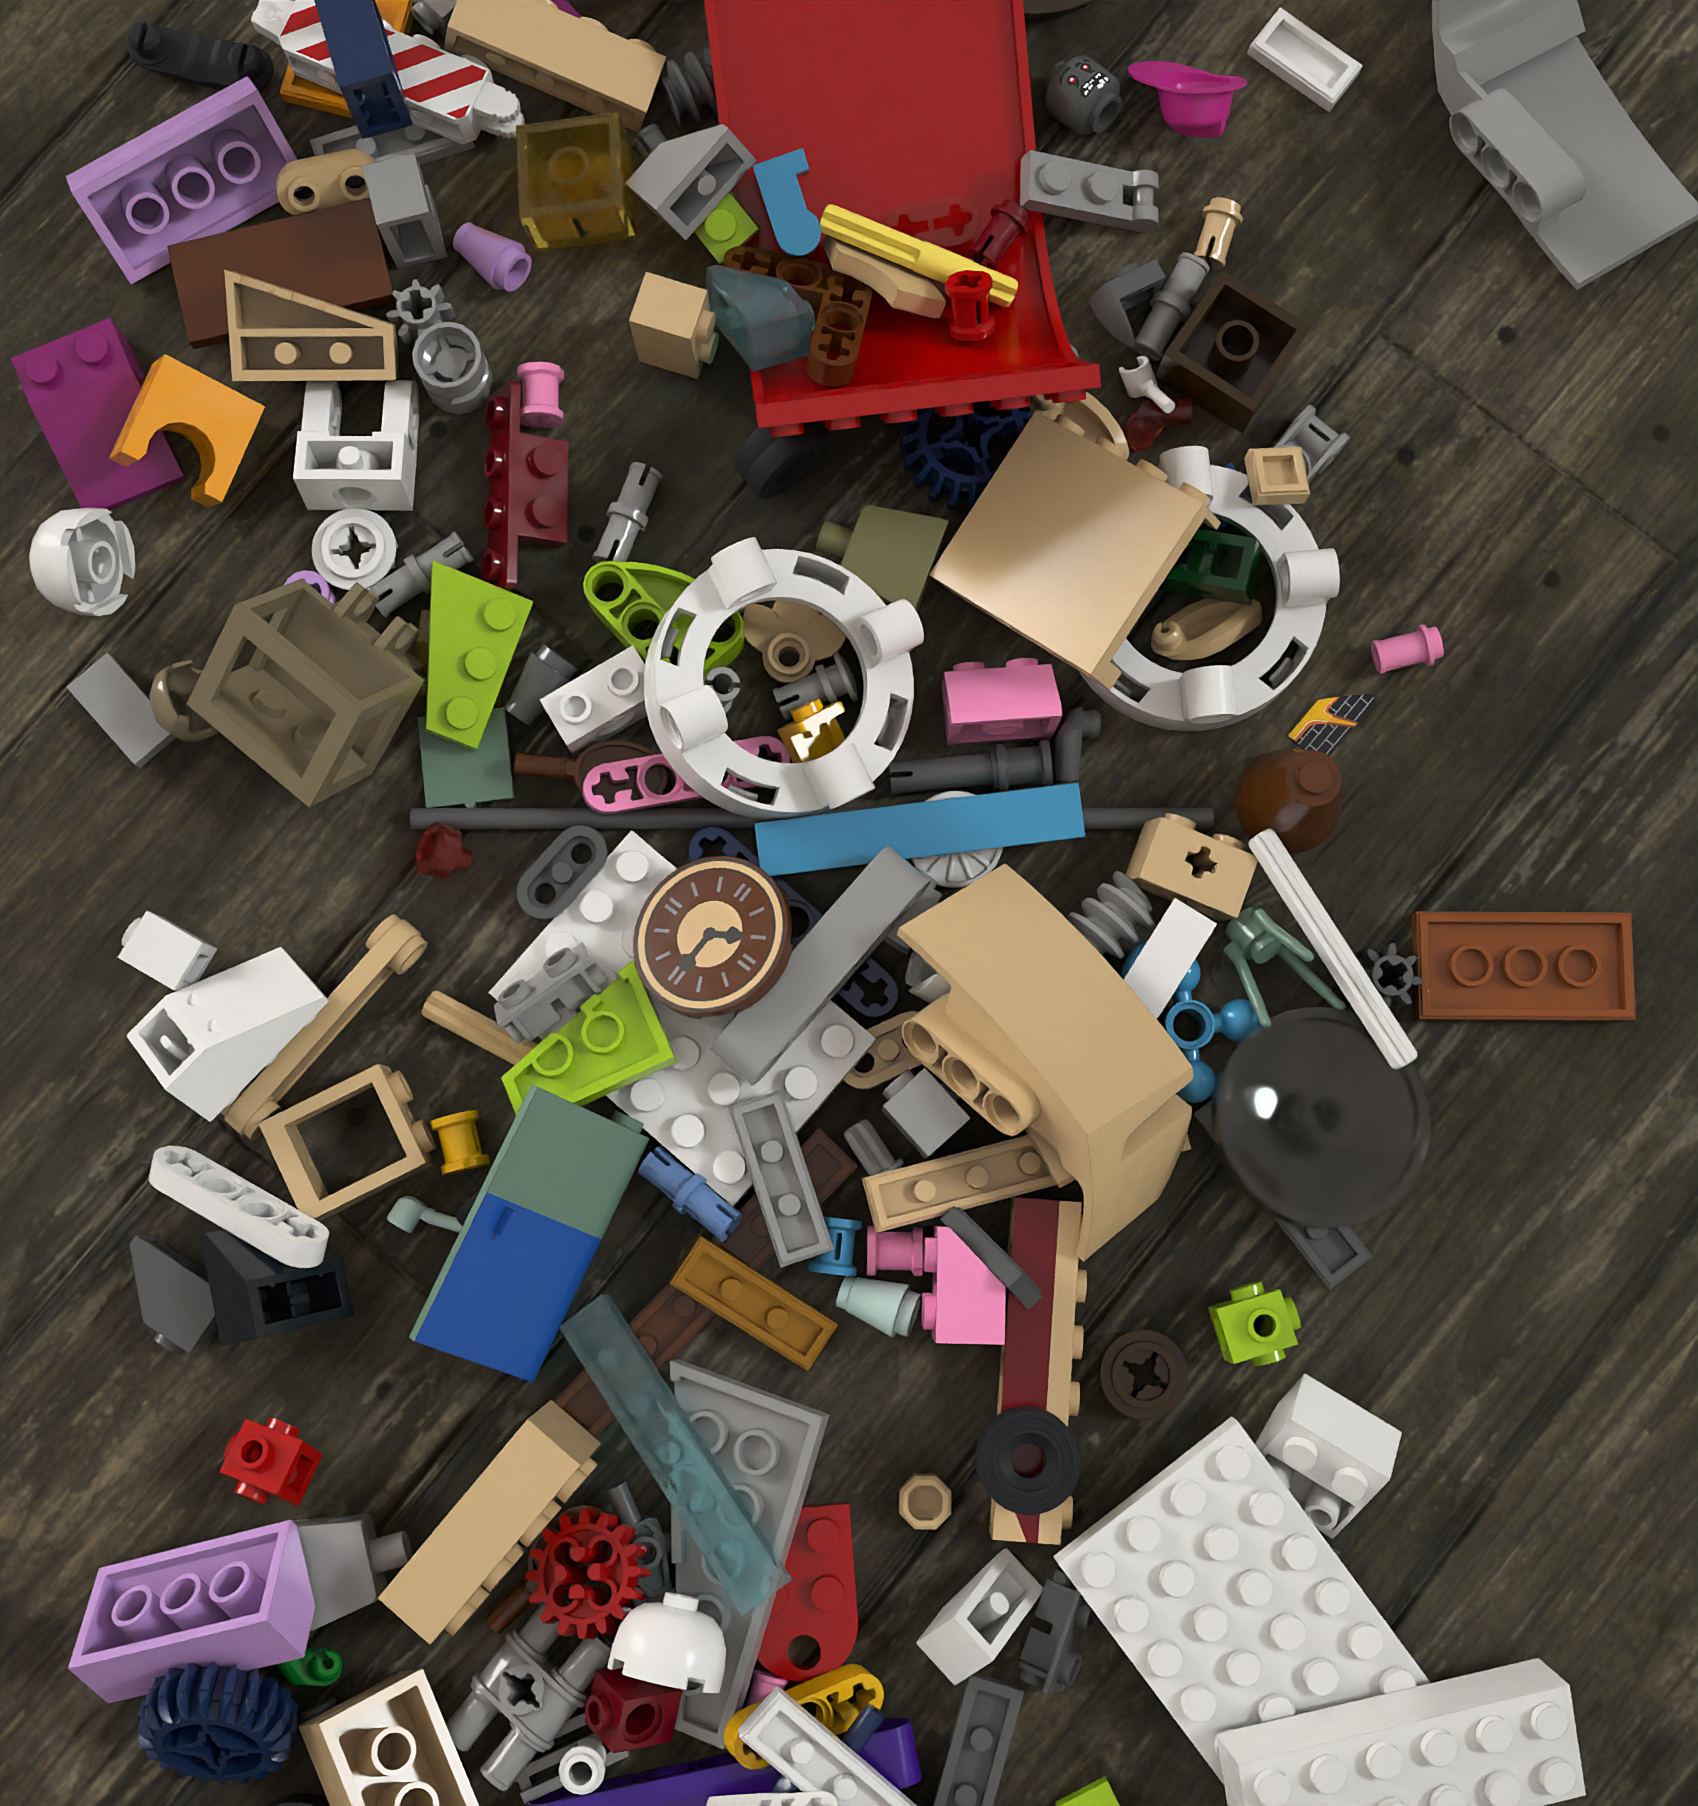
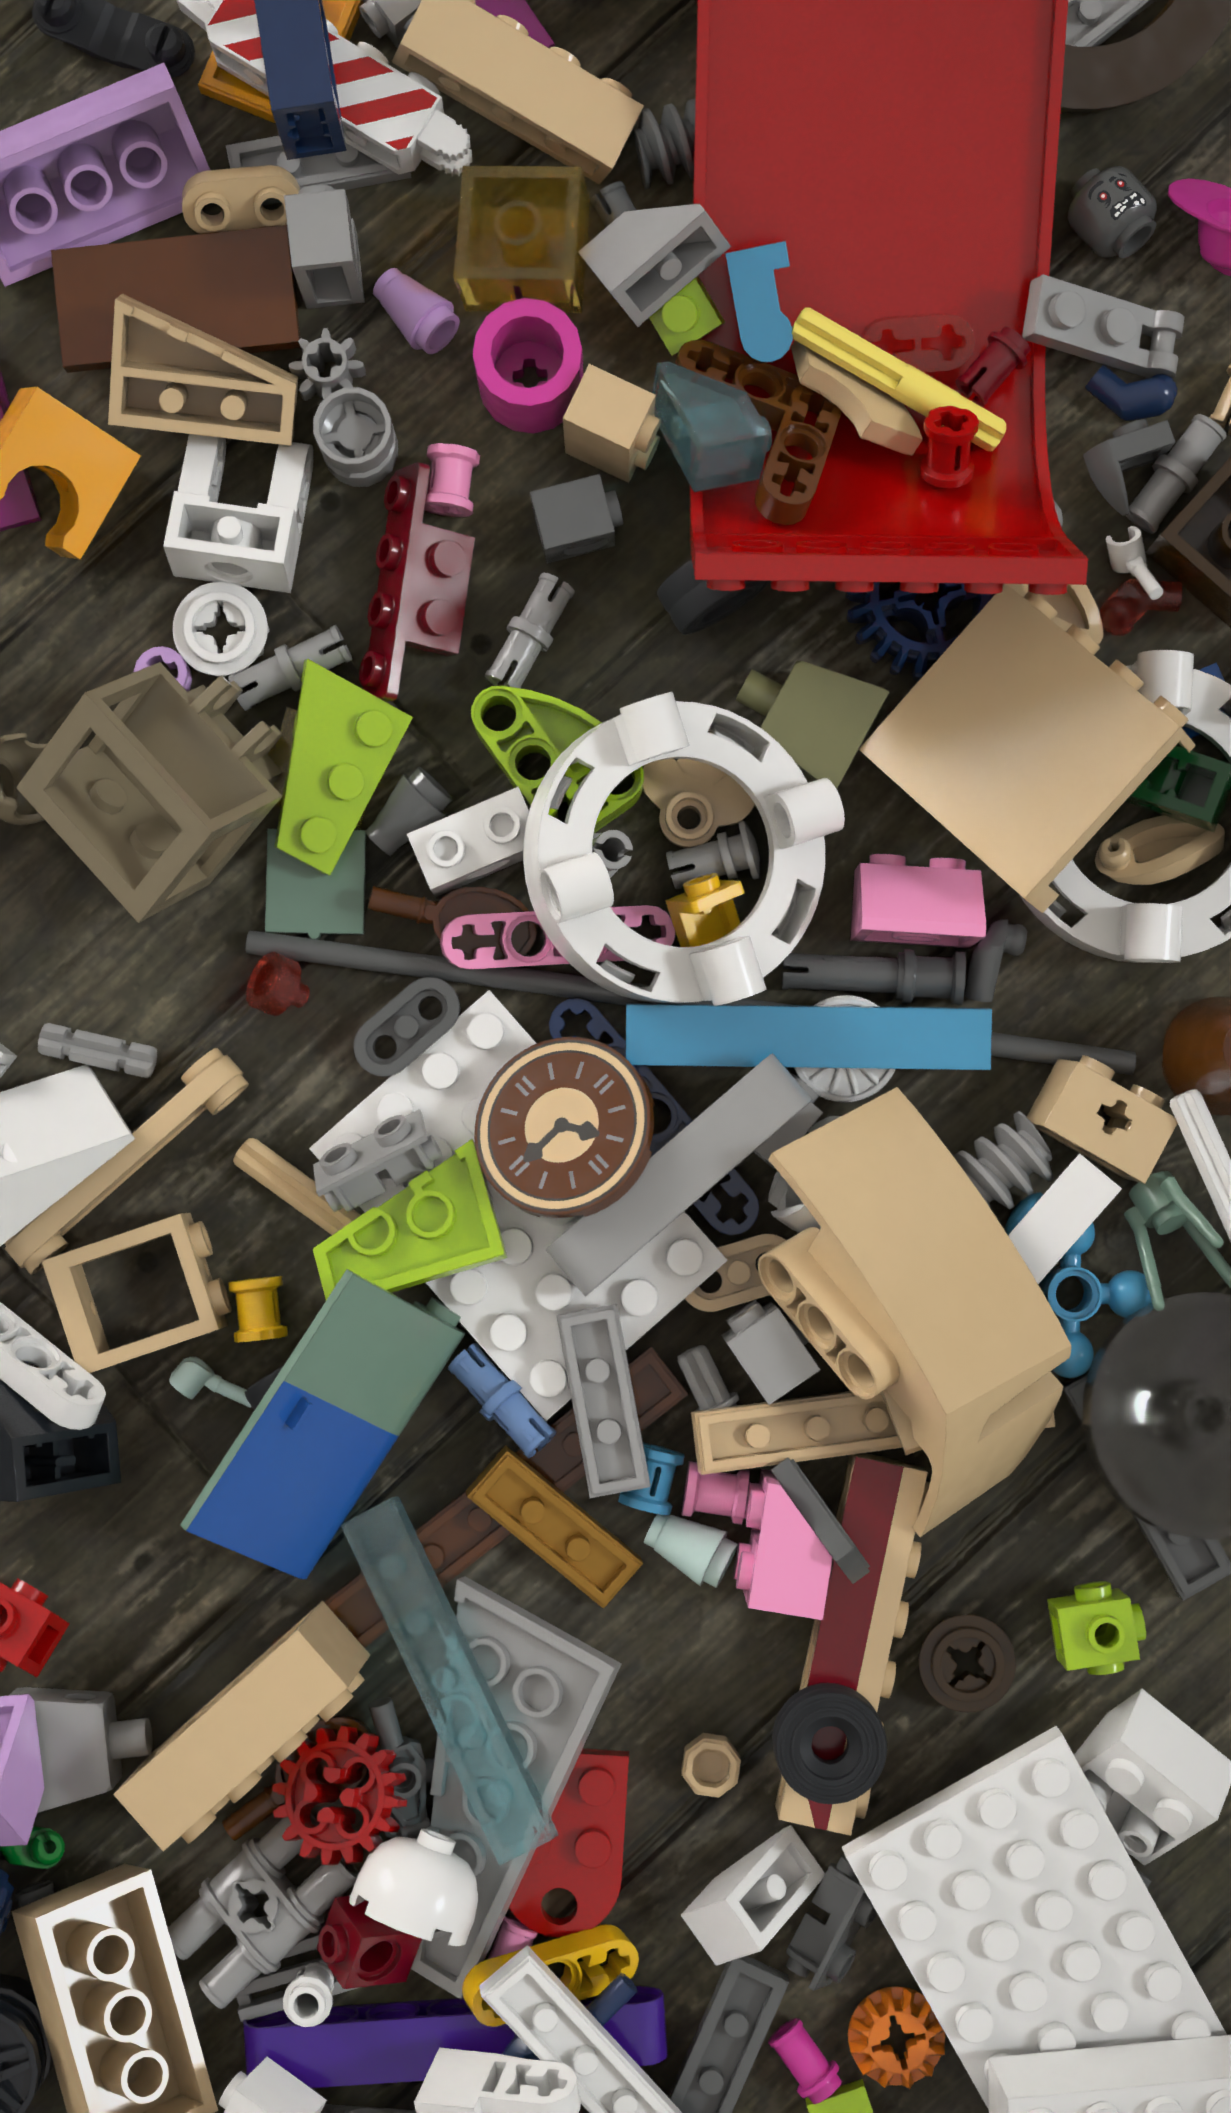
camera: 10 degrees right, 5 degrees up
(288, 932) = (97, 1050): none -> light grey axle
(588, 263) = (520, 337): none -> dark pink piece
(654, 412) = (575, 518): none -> dark grey brick
(1050, 1765) = (805, 2061): none -> dark pink pin
(1105, 1722) = (871, 2025): none -> orange gear
(1132, 247) = (1135, 399): none -> dark blue arm

